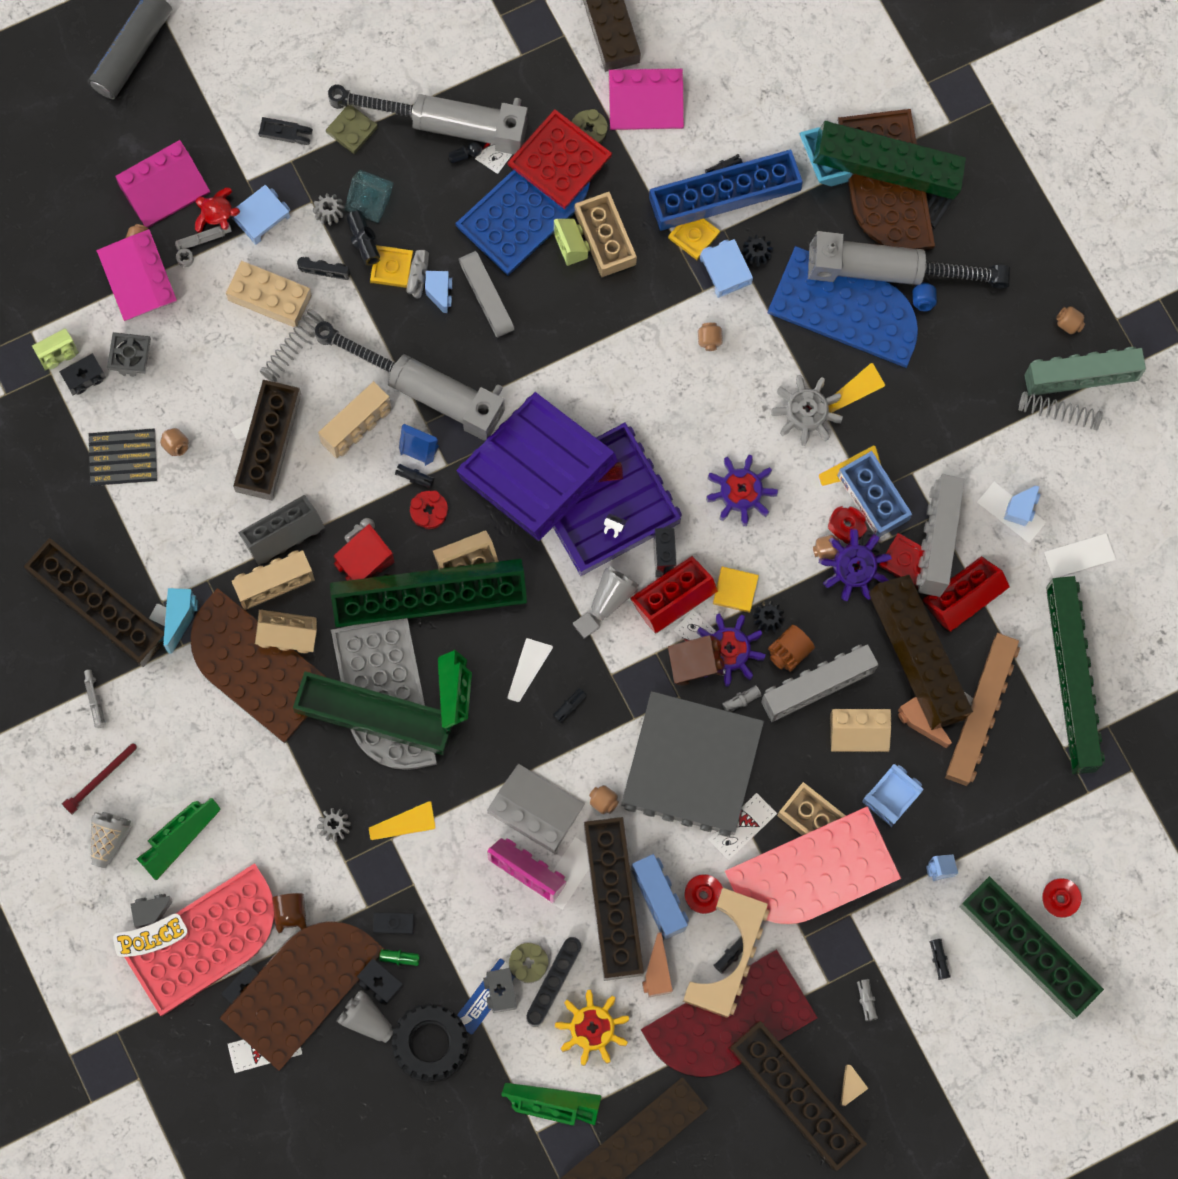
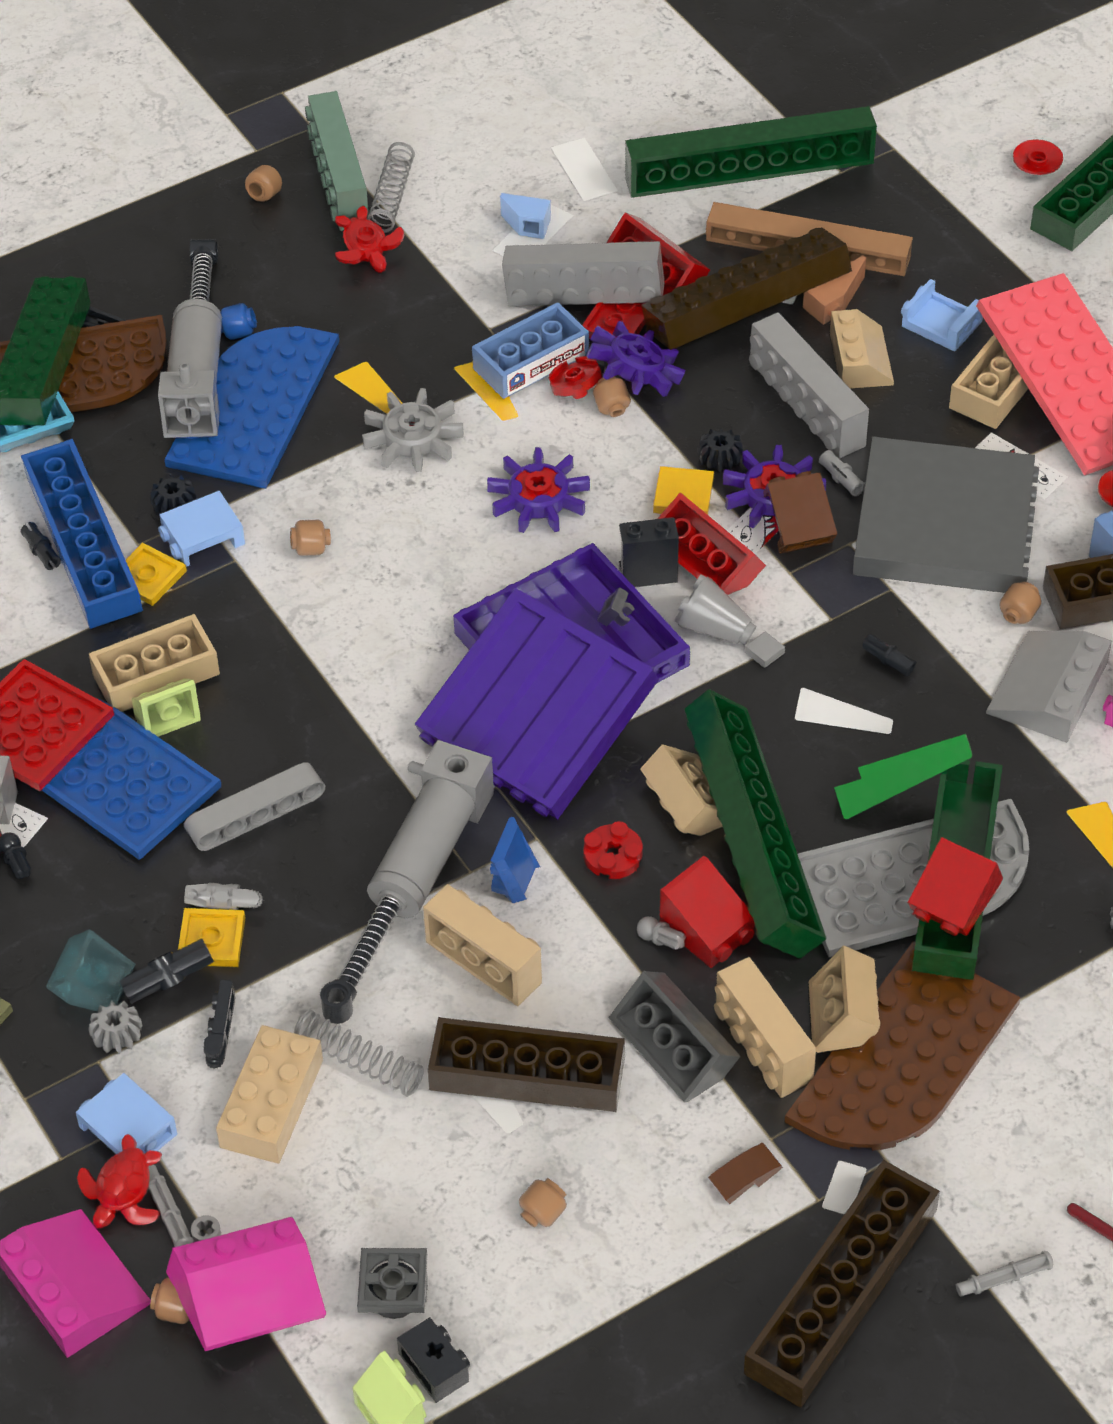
camera: 90 degrees left, 25 degrees down
(122, 457) = (573, 1289): sticker -> none
(179, 614) = (847, 1152): medium azure slope -> none
(181, 560) = (744, 1171): none -> reddish brown slope
(339, 699) = (955, 888): none -> red slope
(414, 476) = (562, 871): black pin -> none
(437, 288) = (252, 864): light blue slope -> none
(790, 648) = (762, 418): dark orange gear -> none
(942, 867) = (1029, 261): light blue slope -> none
(1000, 388) = (366, 240): none -> red animal

